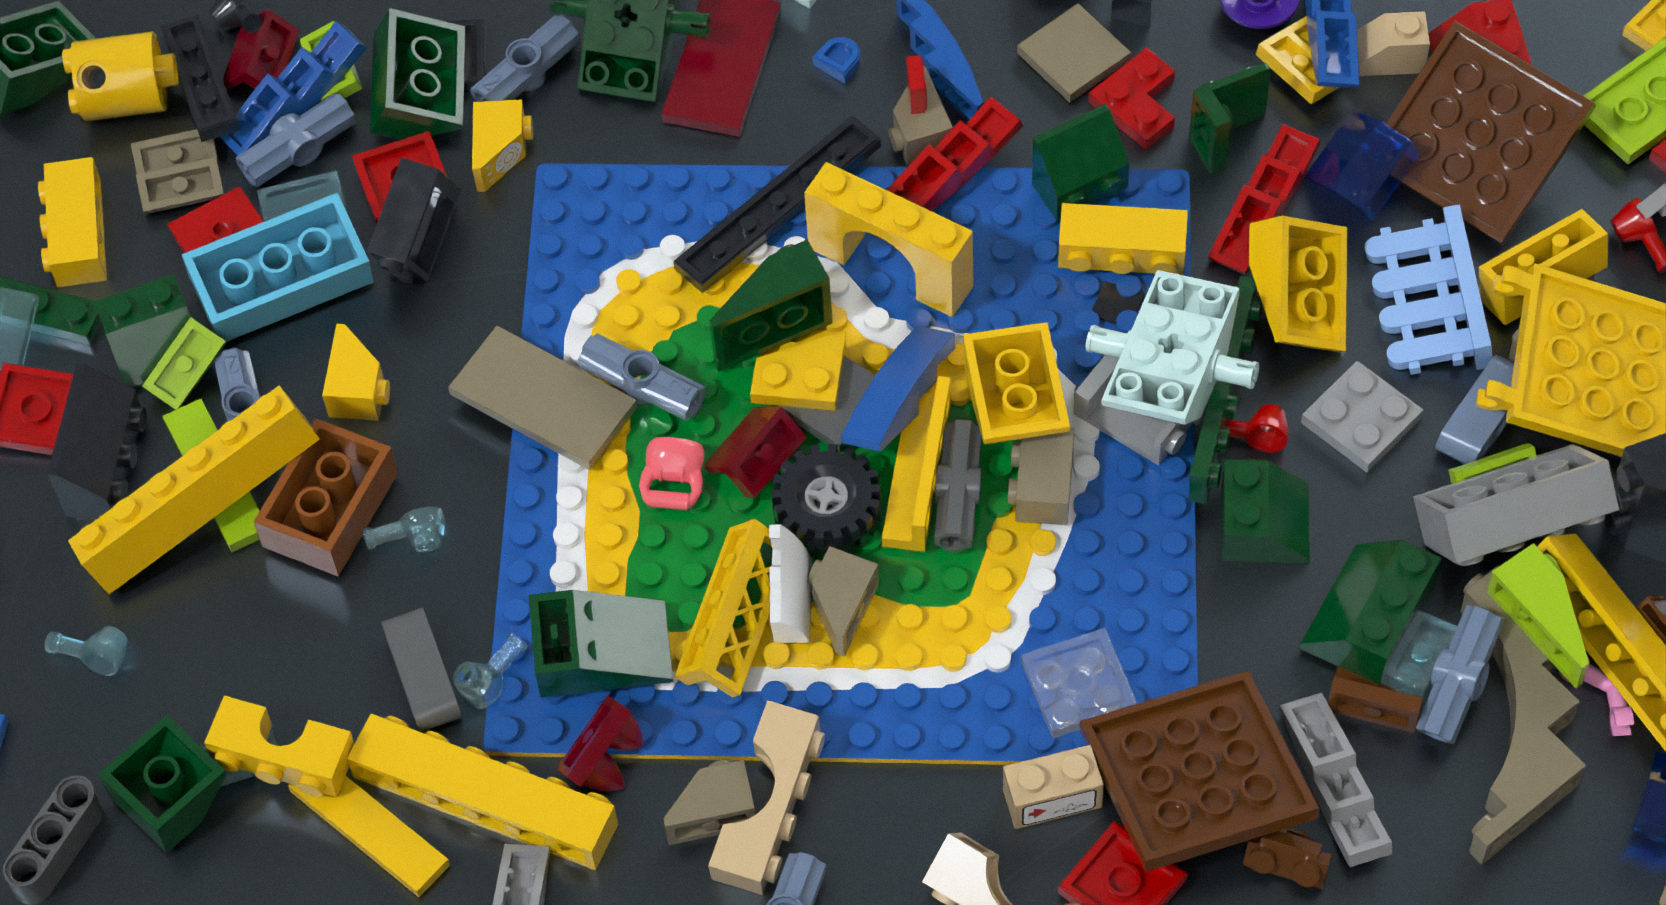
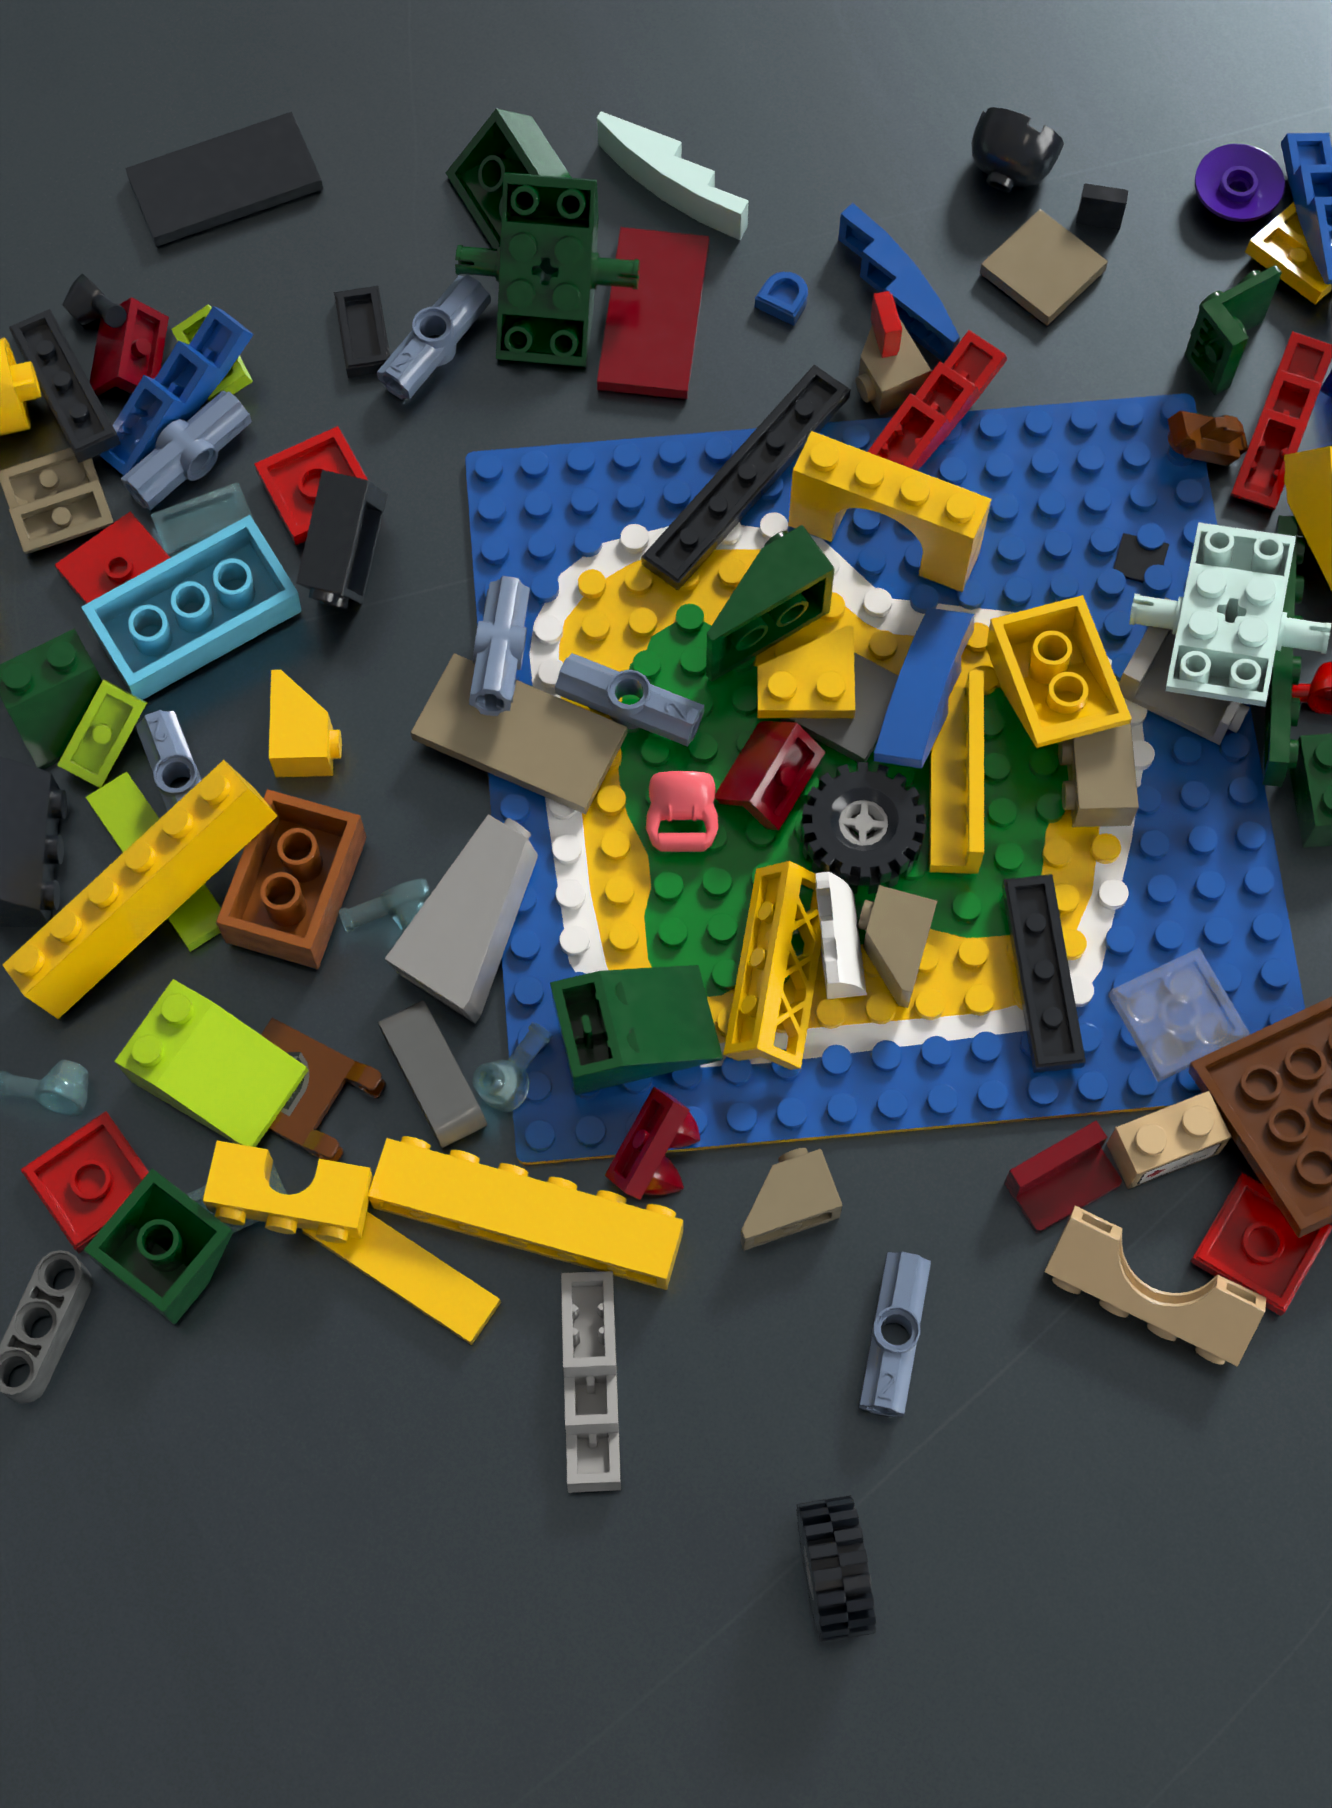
camera: 10 degrees left, 10 degrees up
(109, 723) = (86, 1178): none -> red tile
(230, 641) = (210, 1066): none -> lime slope
(301, 667) = (317, 1090): none -> reddish brown flag
(416, 76) = (313, 362): dark green slope -> none
(472, 544) = (468, 918): none -> light grey slope
(498, 139) = (418, 428): yellow slope -> none
(535, 321) = (499, 646): none -> sand blue piece
(749, 849) = (864, 1125): tan arch -> none
(956, 805) = (1063, 1177): none -> dark red panel
(958, 486) = (1007, 795): dark grey piece -> none
(966, 638) = (1043, 973): none -> black tile
(1080, 161) = (1082, 401): dark green slope -> none
(1122, 239) = (1141, 484): yellow brick -> none
(1131, 94) = (1111, 315): red plate -> none
(1204, 205) = (1207, 437): none -> reddish brown piece

